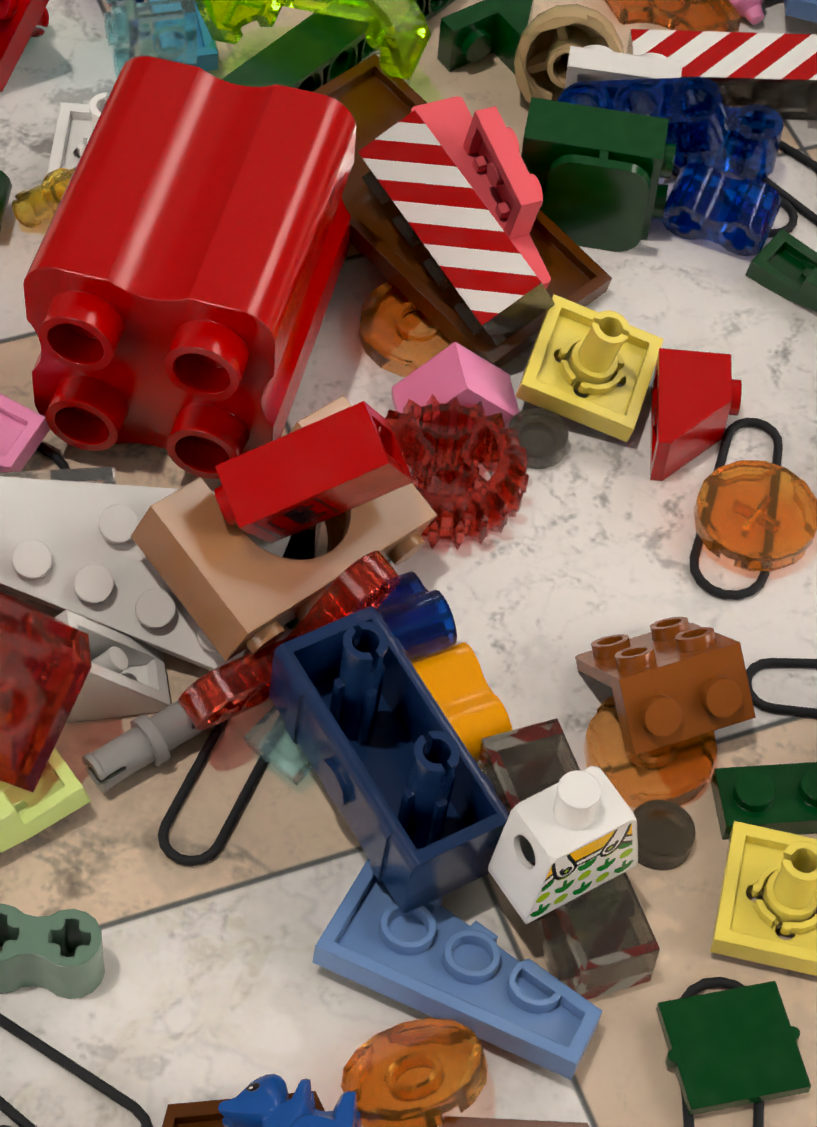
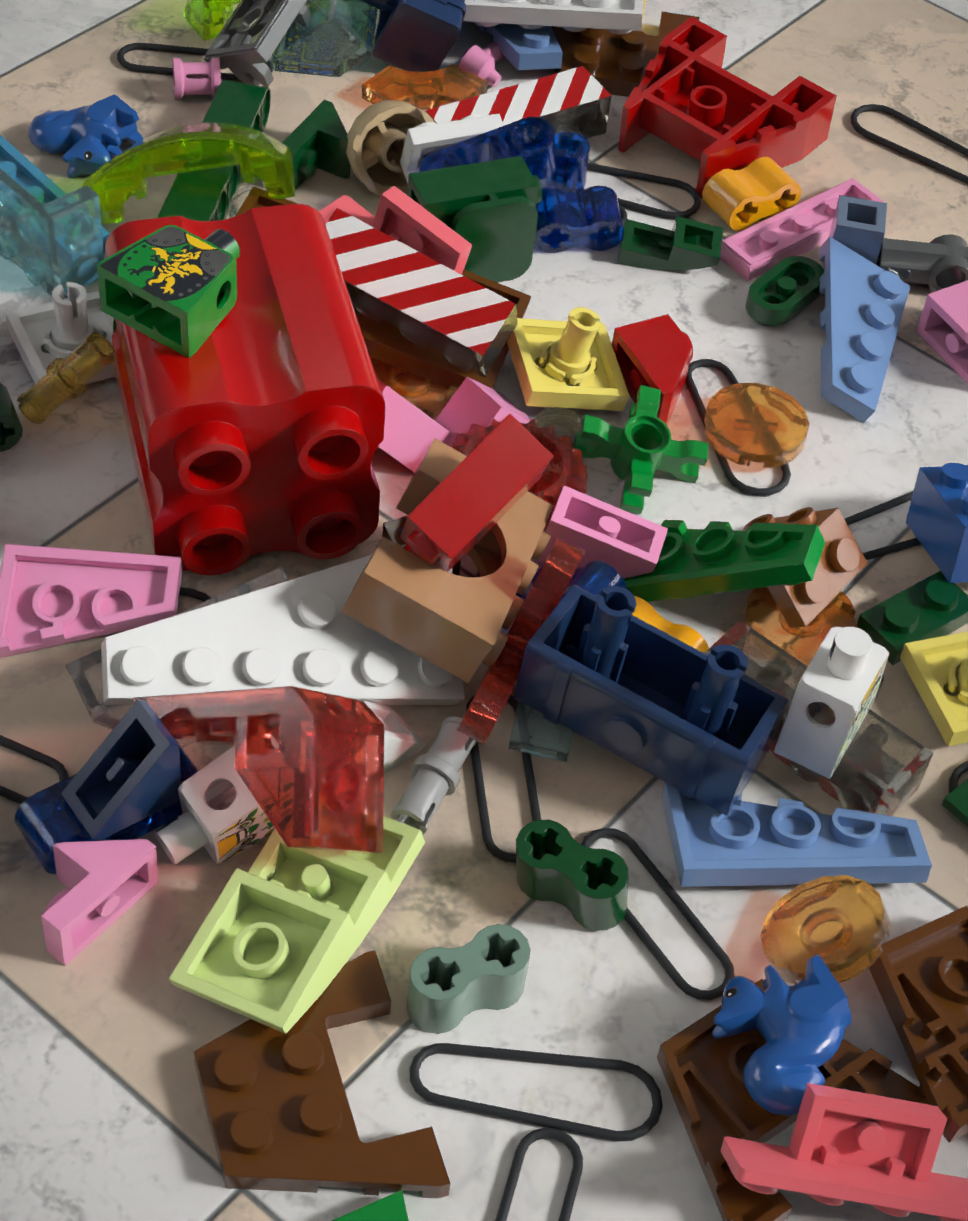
camera: 30 degrees left, 5 degrees down
(125, 140) = (172, 285): none -> green torso
(196, 890) = (578, 877): none -> dark green axle
(306, 969) = (682, 907): none -> black piece
(360, 360) = (407, 430): none -> bright pink slope
(473, 568) = (604, 533): none -> bright pink slope
(561, 638) = (729, 560): none -> green wing
(614, 471) = (641, 449): none -> green pin

